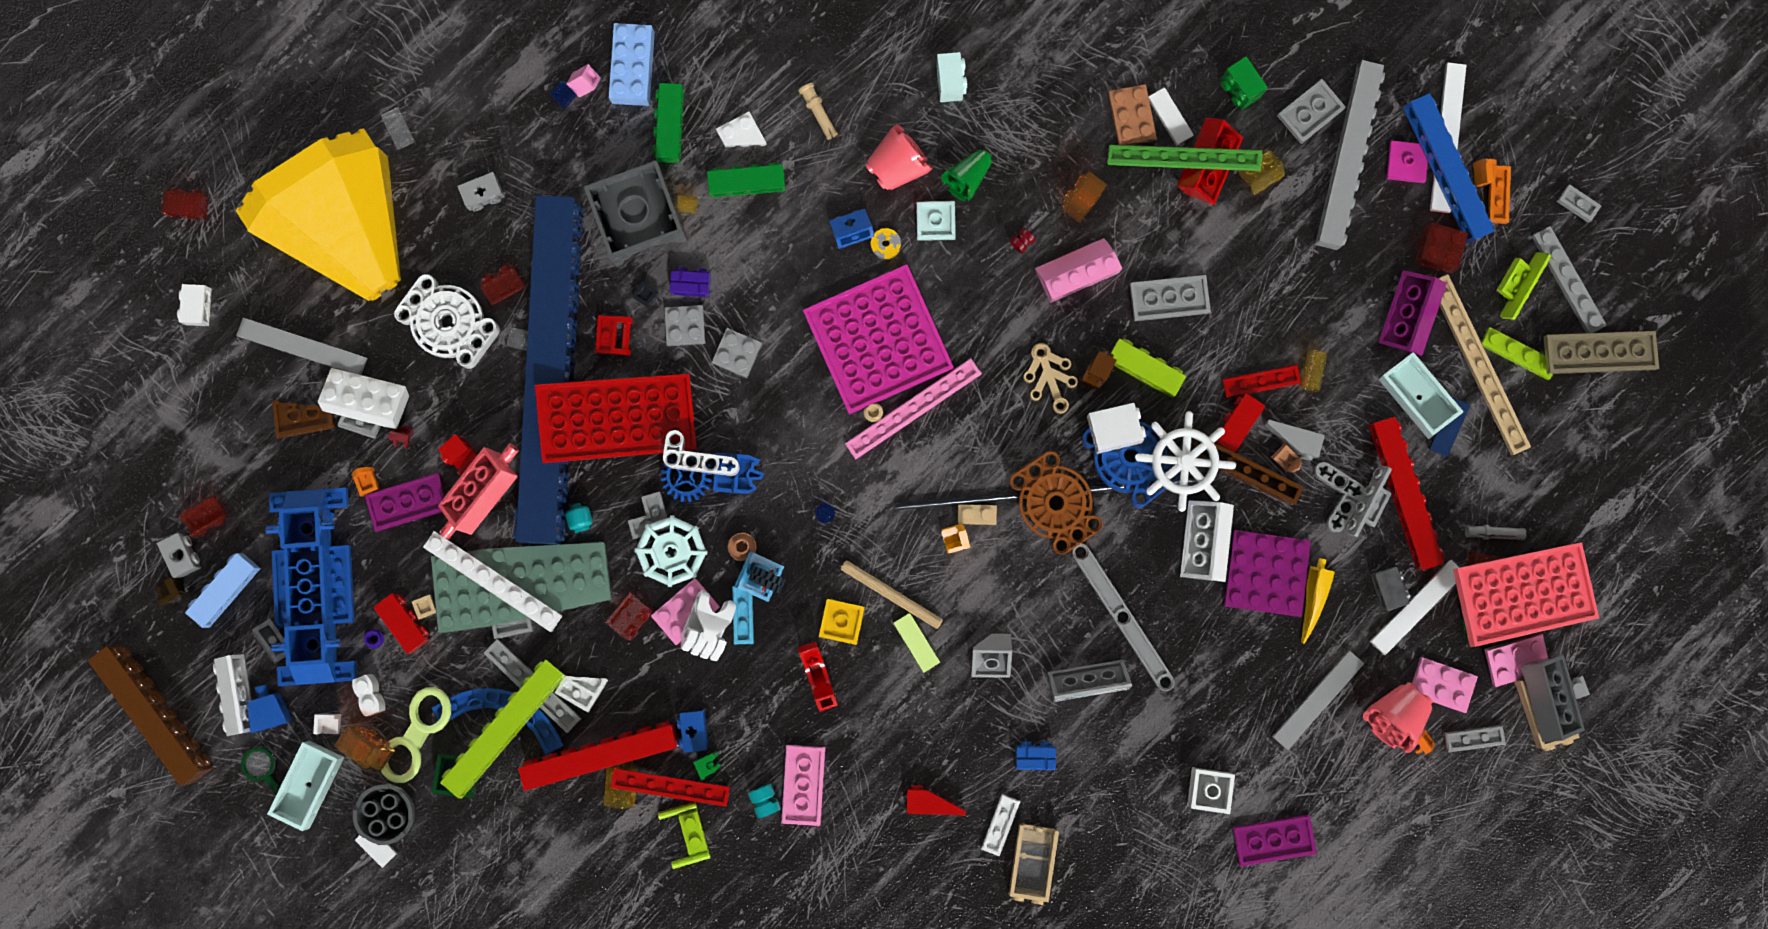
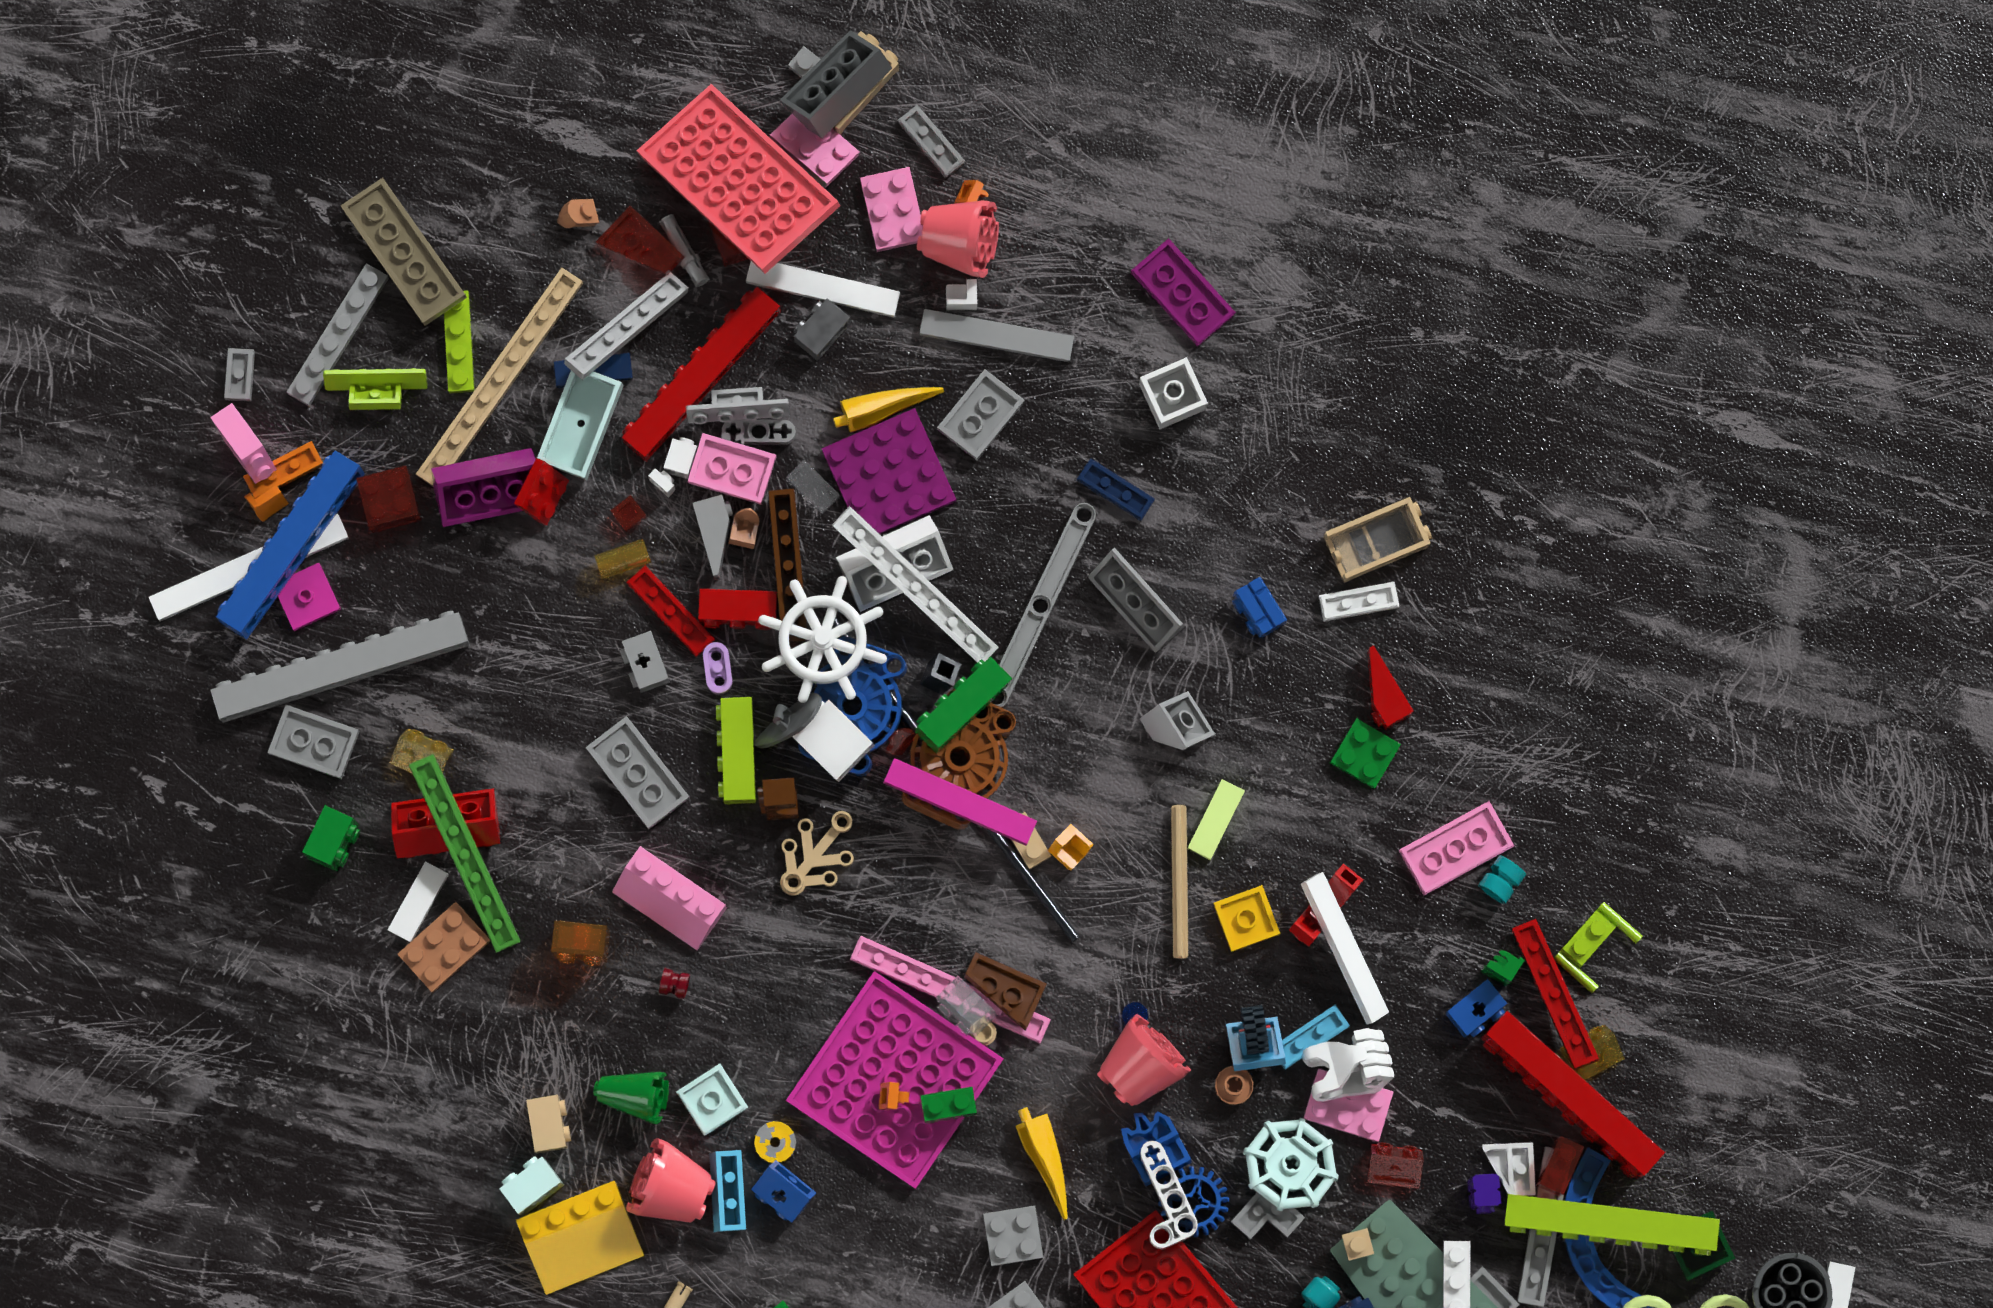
camera: 125 degrees left, 5 degrees down
(560, 719) = (1560, 1166): none -> clear red brick
(575, 660) = (1484, 1193): none -> dark purple brick
(593, 559) = (1357, 1244): none -> tan brick
(778, 404) = (1042, 1148): none -> yellow piece
(783, 671) = (1344, 948): none -> white tile
(791, 497) = (1141, 1063): none -> coral cone
(840, 359) = (948, 1105): none -> green brick
(868, 328) = (891, 1096): none -> orange tile
(873, 194) = (728, 1192): none -> medium azure brick
(891, 443) = (1006, 987): none -> reddish brown wing
(895, 409) = (966, 1007): none -> clear brick
(899, 765) = (1365, 753): none -> green plate
(901, 90) = (580, 1237): none -> yellow slope
(983, 112) = (547, 1123): none -> tan brick
(1026, 483) = (960, 801): none -> dark pink tile
(1088, 524) = (963, 704): none -> green brick
(1089, 472) = (900, 741): none -> clear red plate
(1117, 524) = (940, 674): none -> black brick
(1145, 409) = (789, 721): none -> dark grey shield
(1169, 713) = (1115, 489): none -> dark blue tile
(1185, 542) = (914, 585): none -> white plate
(1206, 388) = (718, 668): none -> lavender plate
(1228, 347) = (639, 647): none -> light grey brick
(1271, 656) = (980, 414): none -> light grey plate
(1288, 520) = (813, 487): none -> clear tile
(1332, 474) = (731, 468): none -> bright pink plate
(1341, 392) = (628, 513): none -> clear red plate
(1349, 426) = (662, 481): none -> white plate
(1357, 693) = (962, 296): none -> white panel
(1358, 447) = (680, 457): none -> white brick
(1389, 344) = (541, 491): none -> red plate
(1468, 462) = (626, 326): none -> light grey plate
(1518, 507) = (640, 242): none -> clear red wing
(1534, 175) = (243, 443): none -> bright pink brick
(1560, 479) = (578, 214): none -> nougat plate

